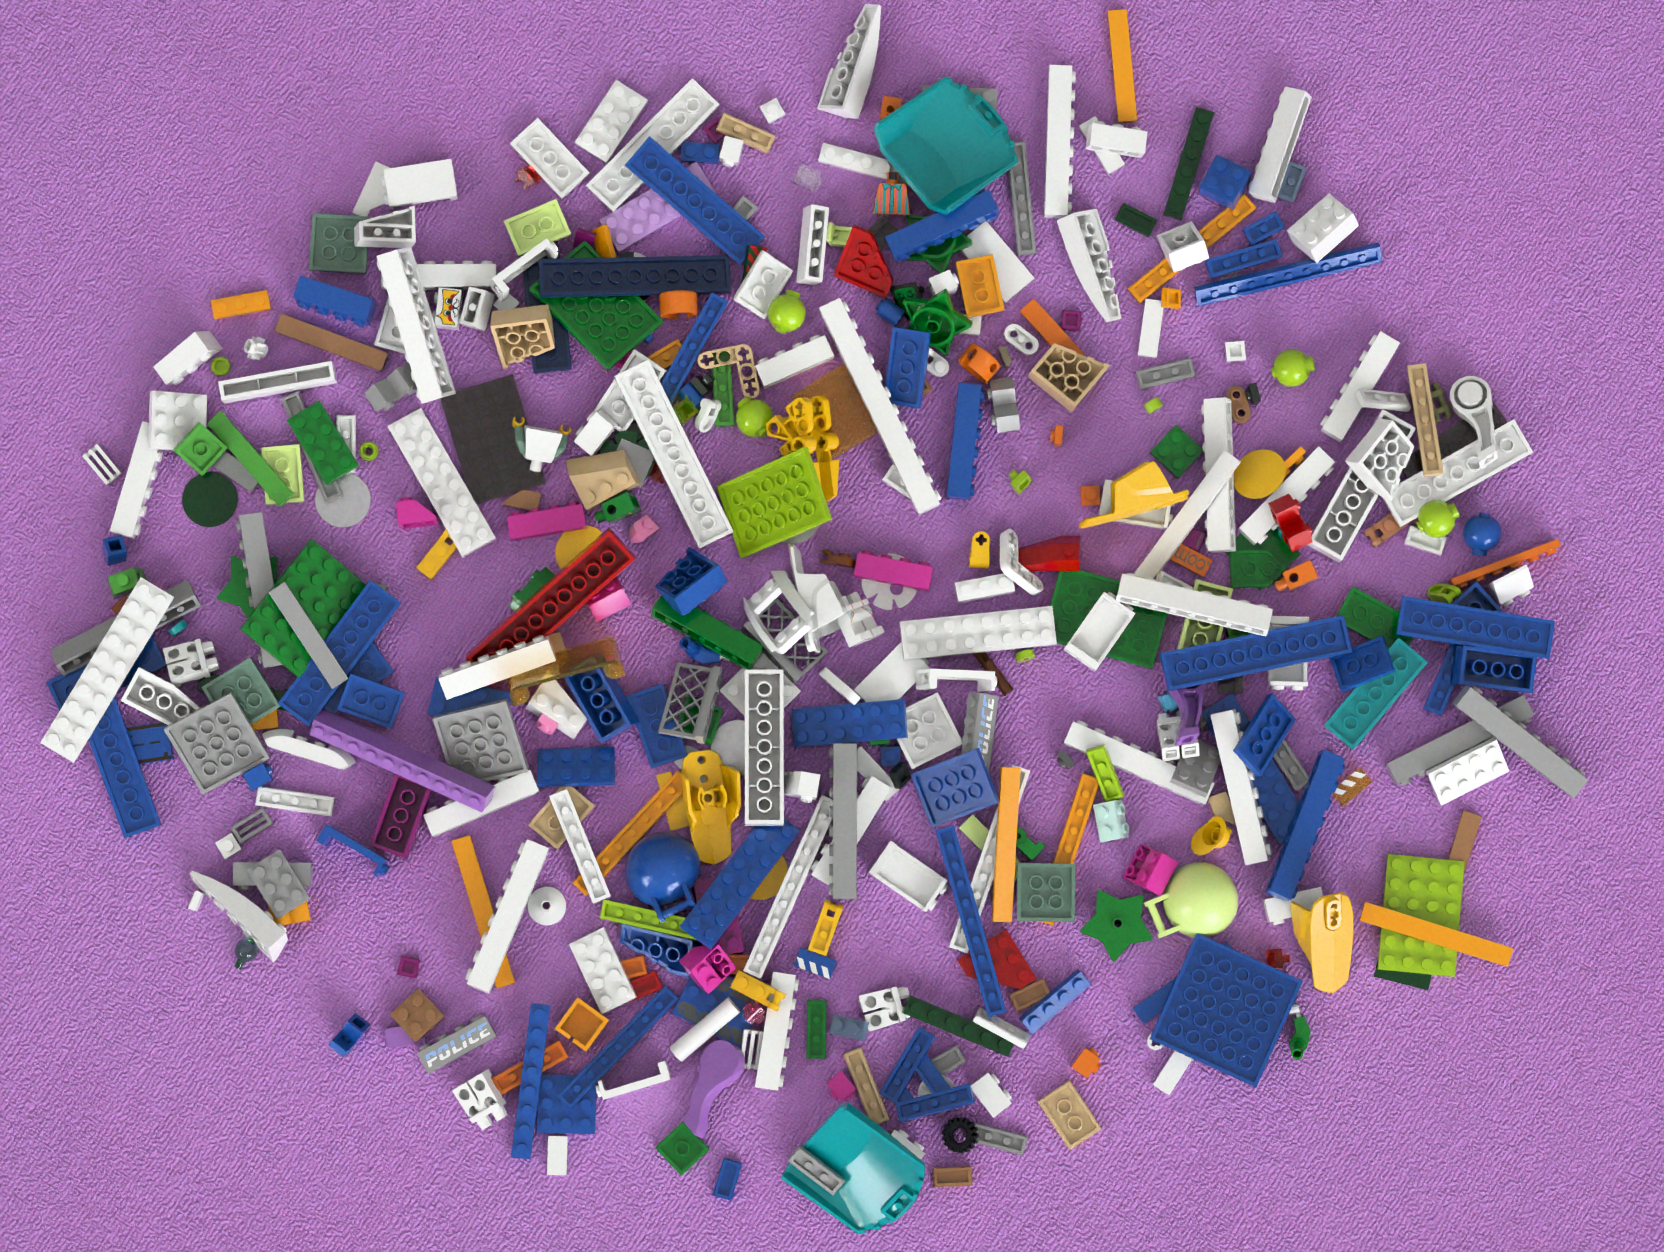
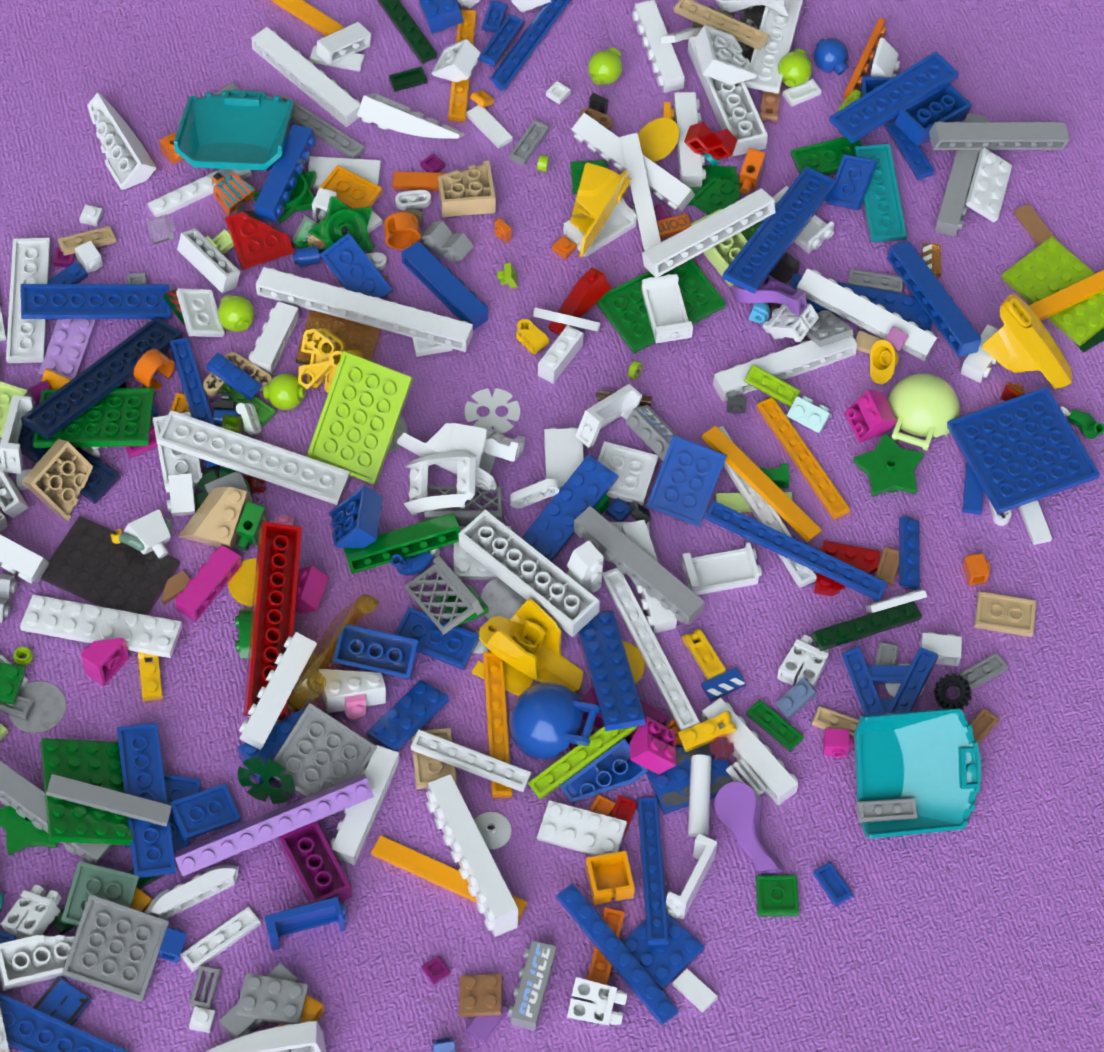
camera: 45 degrees left, 25 degrees down
(425, 724) = (271, 769): none -> dark green piece
(728, 369) = (234, 376): none -> blue plate
(842, 560) = (445, 418): dark orange plate -> none
(892, 571) = (488, 399): dark pink brick -> none
(978, 633) = (588, 380): white plate -> none
(1046, 892) = (822, 490): sand green plate -> none
(1236, 831) = (897, 338): none -> tile
(1264, 735) = (844, 270): blue plate -> none

